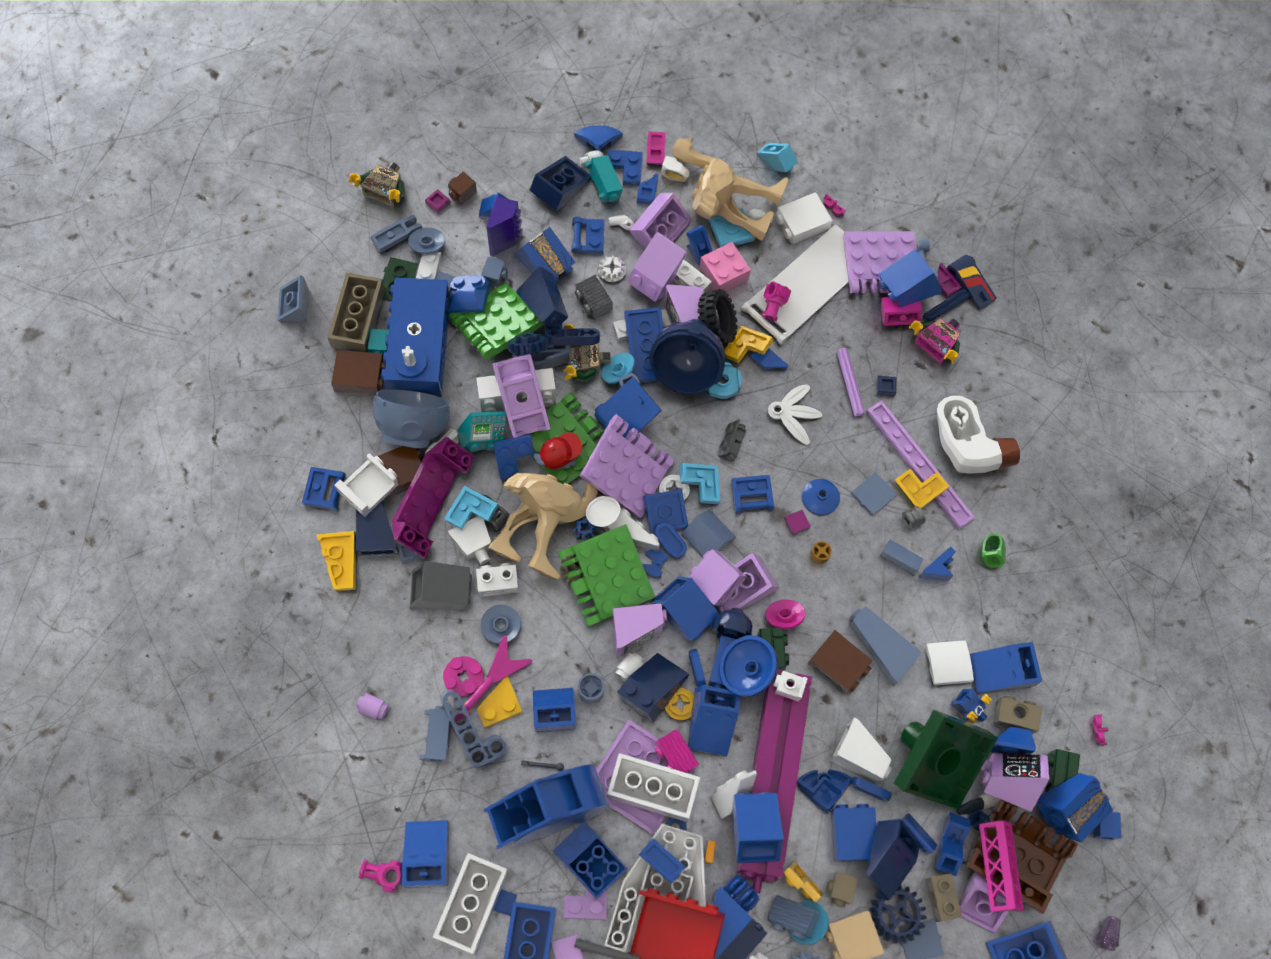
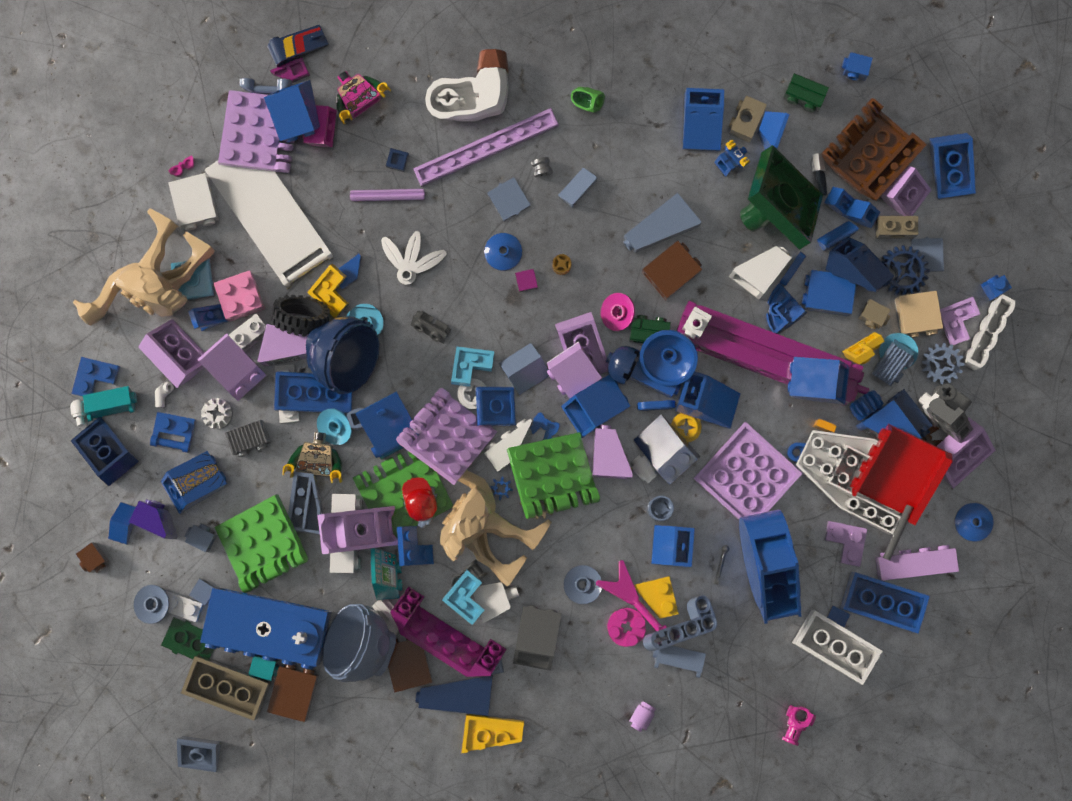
camera: 75 degrees left, 15 degrees up
(317, 487) = (411, 747): blue plate -> none
(368, 485) = (424, 696): white panel -> none
(381, 184) = (72, 643): torso -> none
(395, 233) = (135, 637): sand blue hinge -> none
(425, 854) = (786, 682): blue slope -> none
(437, 201) = (102, 586): magenta tile -> none
(468, 294) = (225, 568): blue slope -> none
(497, 580) = (538, 581): white brick -> none
(528, 344) = (303, 514): dark blue gear -> none
(543, 297) = (250, 490): dark blue slope -> none
(572, 336) = (295, 477): dark blue beam -> none
(590, 859) = (817, 534): blue slope -> none
(598, 135) = (51, 400): blue brick -> none
(603, 511) = (490, 468): white piece -> none
(647, 190) = (128, 359): blue tile -> none
(653, 787) = (764, 466): white slope -> none
(656, 147) = (78, 341): dark pink slope -> none
(662, 861) = (830, 470): blue tile -> none
(670, 540) = (525, 407): blue tile -> none
(674, 169) = (110, 325): white rock -> none
(676, 752) = (736, 439): dark pink brick -> none
(723, 798) = (778, 395): white slope -> none
(752, 487) = (484, 318): blue plate -> none
(756, 214) = (181, 249): white cylinder -> none
(776, 297) = (284, 250): dark pink connector -> none
(778, 156) = (113, 212): medium azure slope -> none
(919, 492) = (518, 153): yellow plate -> none
(937, 569) = (597, 158): blue slope -> none
(946, 305) = (319, 78): dark blue axle -> none
(949, 663) = (688, 168): white slope -> none
(978, 817) = (835, 182): dark blue bush -> none
(1008, 863) = (886, 165): dark pink fence -> none
(1016, 778) = (807, 136): lavender slope -> none
(1075, 806) = (841, 91): blue slope -> none
(1098, 731) = (771, 48): dark pink piece -> none
(1110, 934) = (948, 90): clear purple cone -> none

